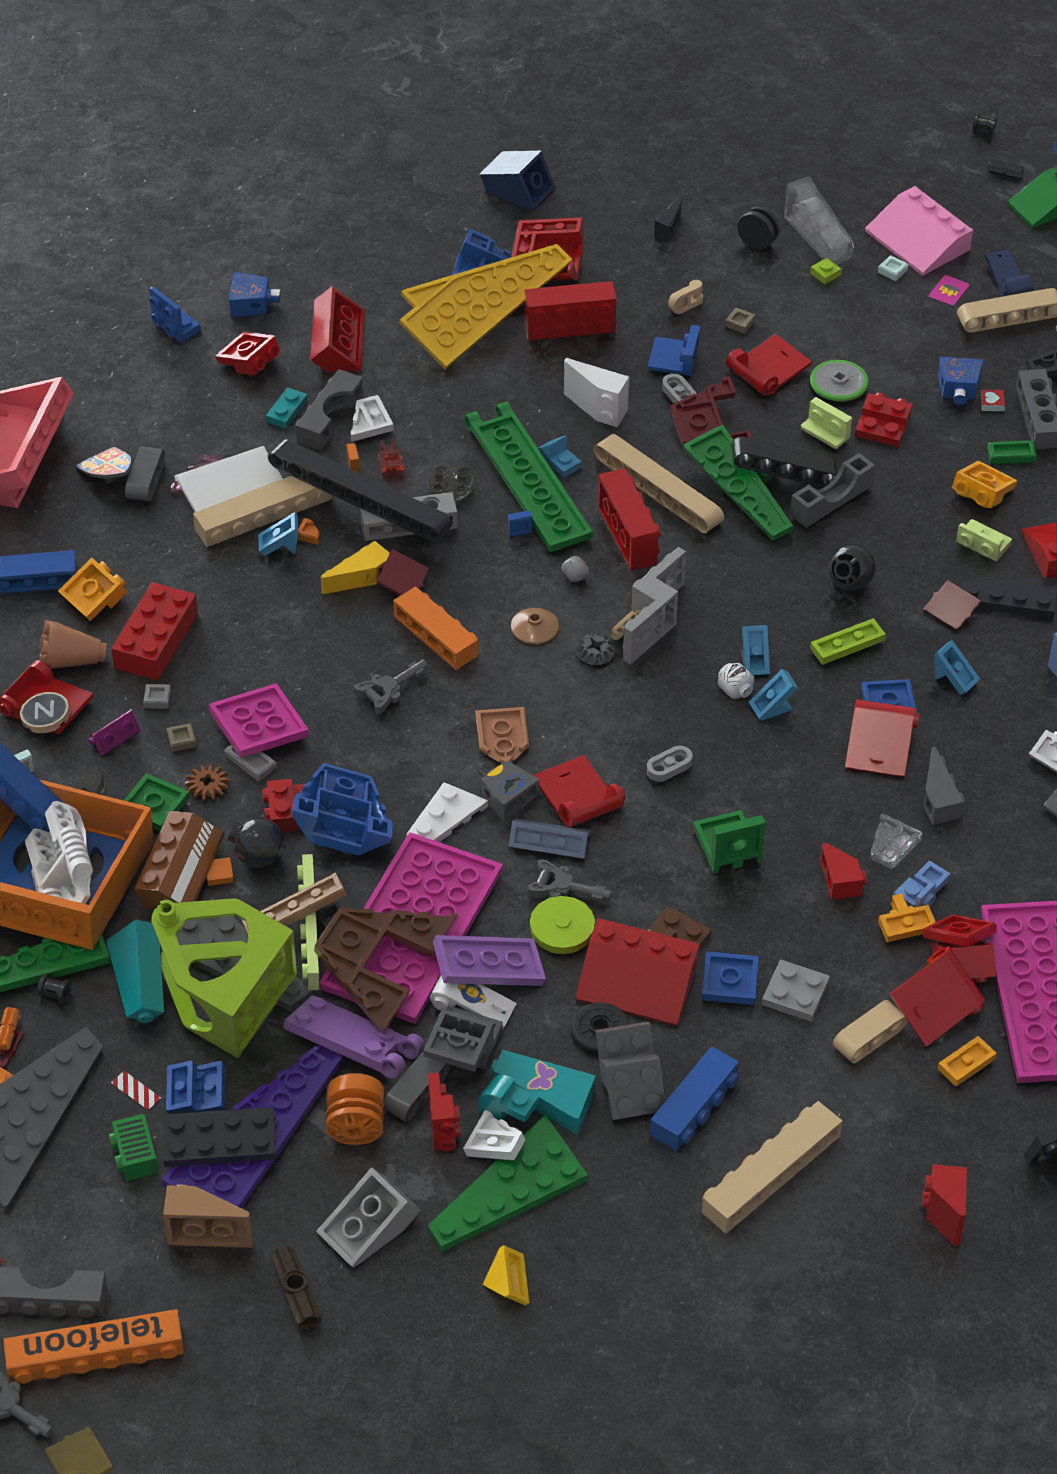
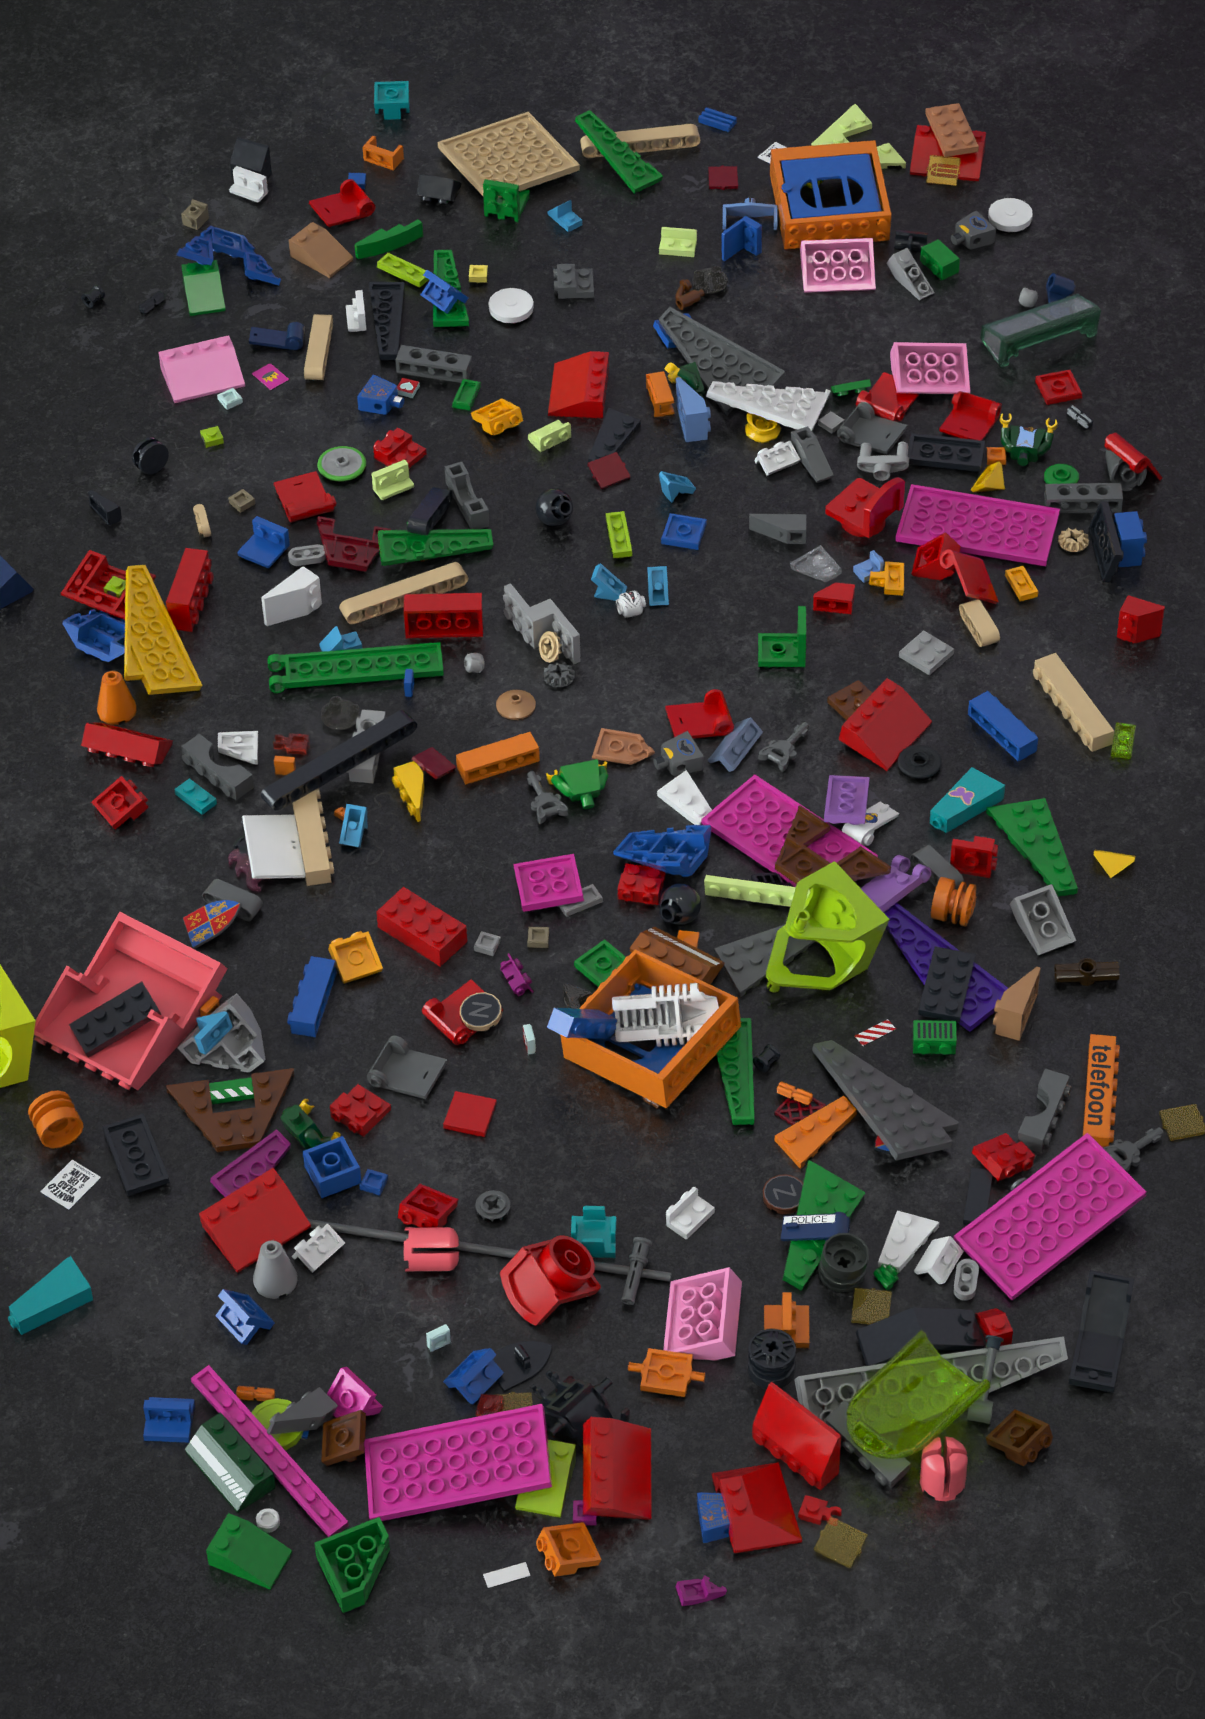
camera: 70 degrees left, 0 degrees up
(69, 647) = (415, 985): nougat cone -> none
(138, 970) = (775, 999): teal slope -> none
(170, 317) = (49, 842): blue bracket -> none
(195, 781) = (584, 931): dark orange gear -> none
(195, 1087) = (890, 994): blue slope -> none
(251, 295) = (46, 787): blue torso -> none
(305, 901) = (758, 893): medium nougat tile -> none
(386, 303) = (115, 699): none -> orange cone
(426, 709) = (580, 781): none -> green torso
(463, 1039) = (913, 829): dark grey bracket -> none
(494, 1139) = (1005, 834): white wing -> none
(506, 1098) = (969, 820): teal brick -> none
(562, 924) = (821, 757): lime wheel -> none
(630, 1070) = (972, 748): dark grey bracket -> none
(665, 764) = (694, 661): light grey plate -> none
(728, 1240) = (1123, 740): none -> clear neon green plate
(730, 978) = (909, 678): blue plate -> none
(816, 221) = (162, 421): clear wedge -> none
(880, 737) = (721, 541): door -> none
(932, 873) = (858, 554): medium blue plate -> none
(960, 930) = (918, 550): red tile -> none
(1005, 857) = (865, 507): none -> red piece

